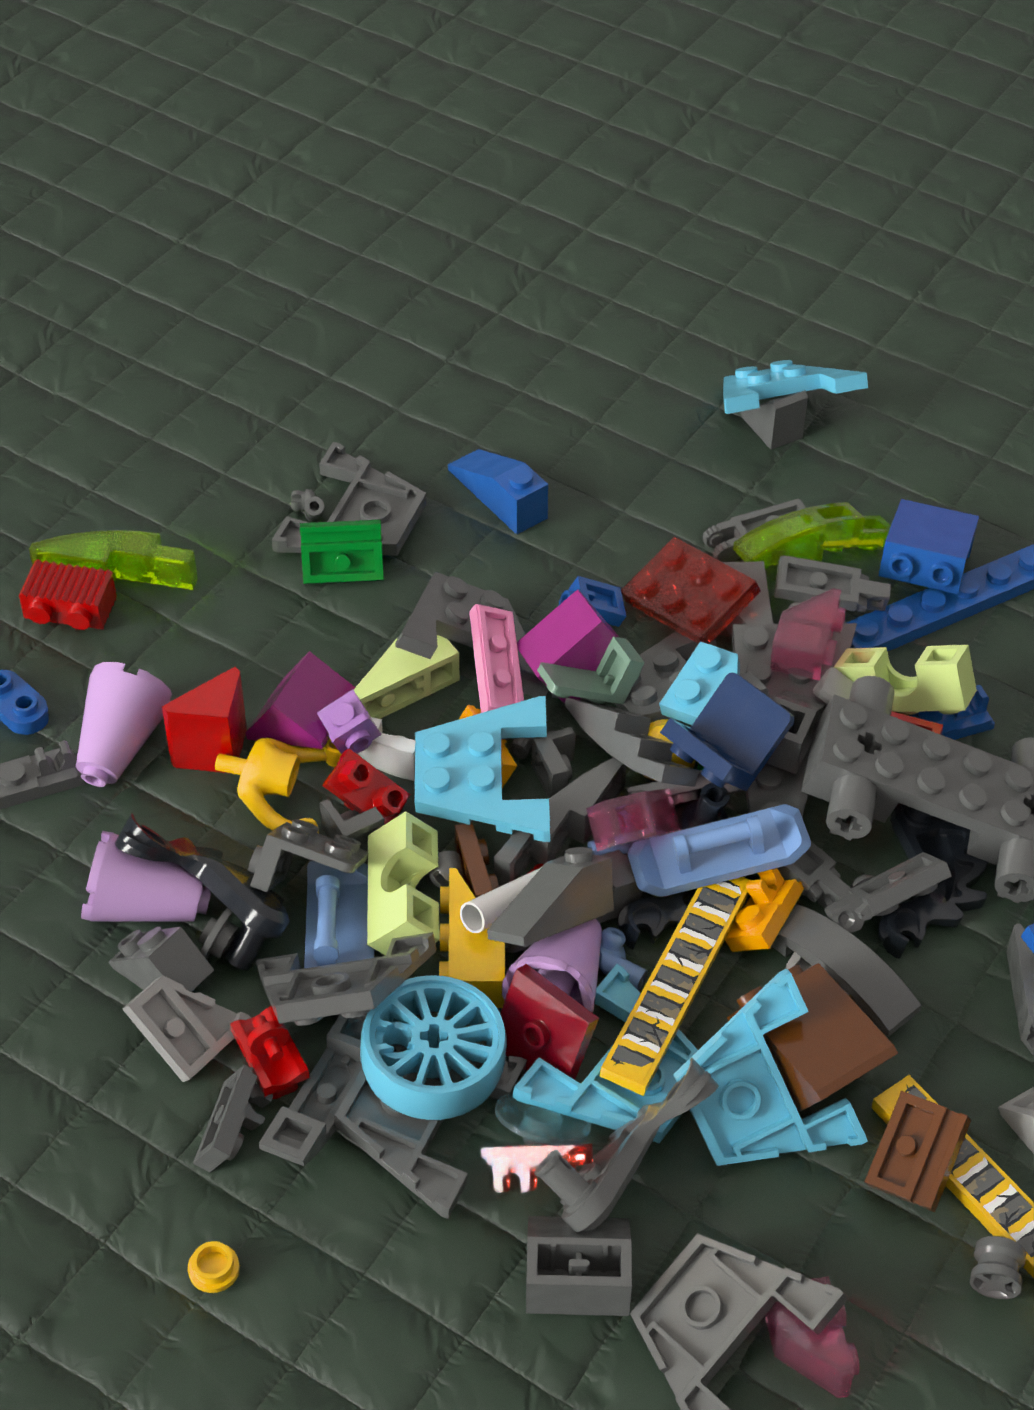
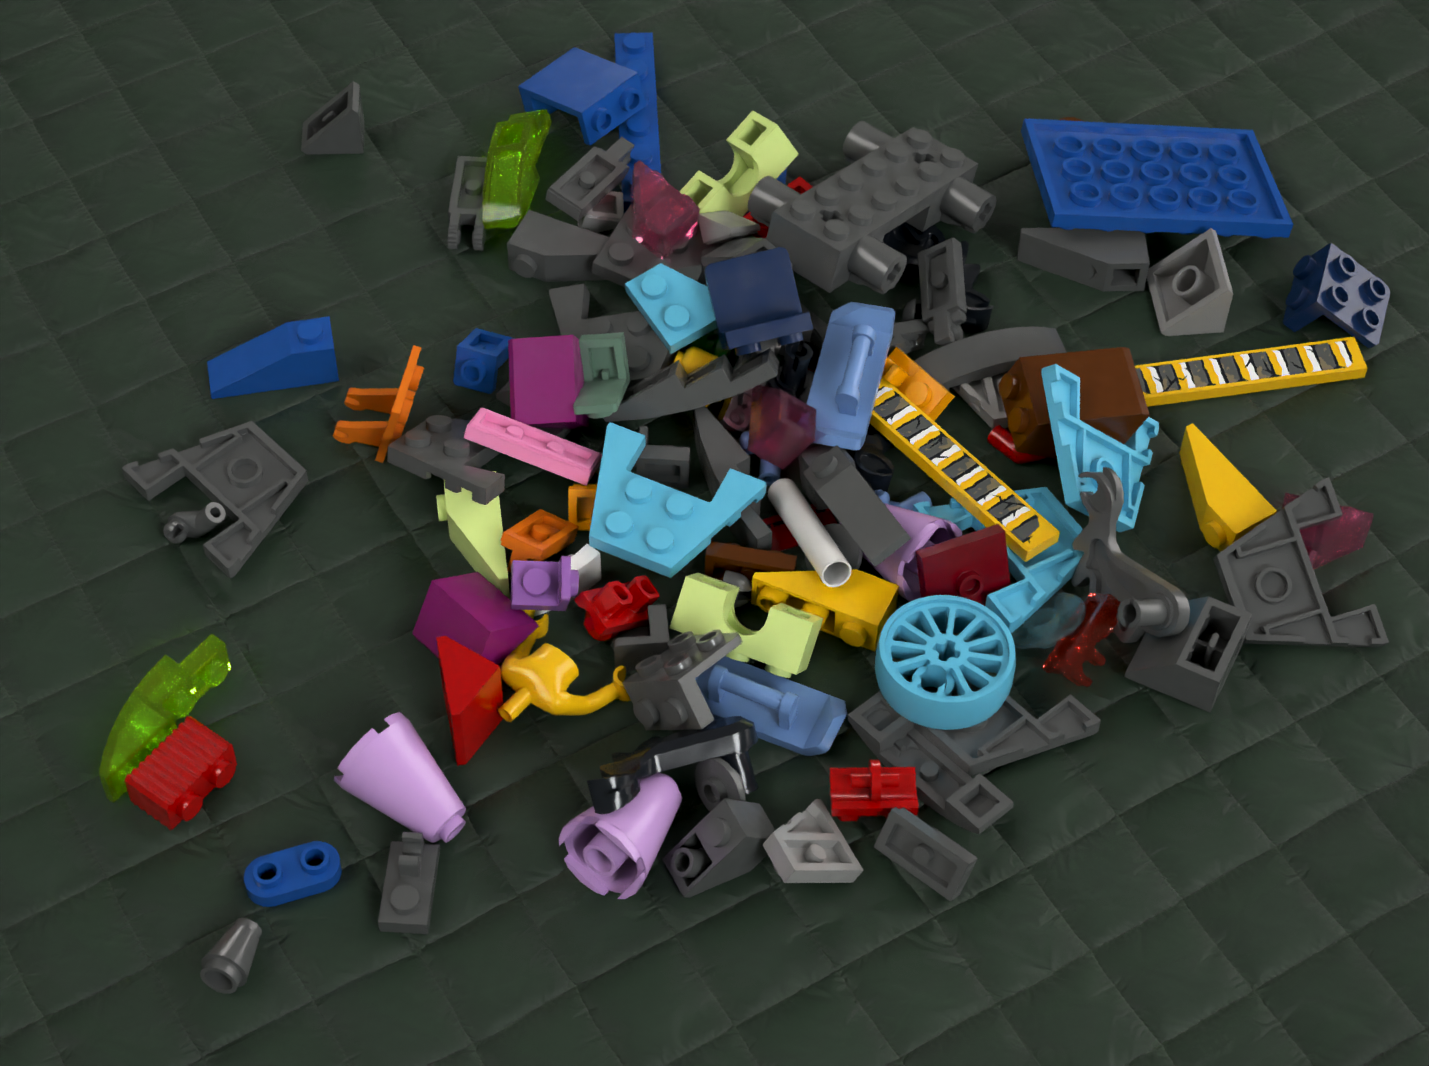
camera: 65 degrees left, 5 degrees up
(213, 1267) = (1069, 919): yellow plate -> none
(341, 551) = (290, 515): green plate -> none
(343, 987) = (857, 710): dark grey wing -> none
(407, 706) = (538, 537): none -> orange plate
(493, 562) = (387, 400): none -> orange plate
(690, 591) = (527, 276): clear red plate -> none
(749, 385) = (302, 101): medium azure wing -> none
(800, 1223) = (1221, 496): none -> yellow slope
(918, 1151) = (1193, 389): reddish brown plate -> none
(998, 1267) = (1309, 394): dark grey wheel -> none

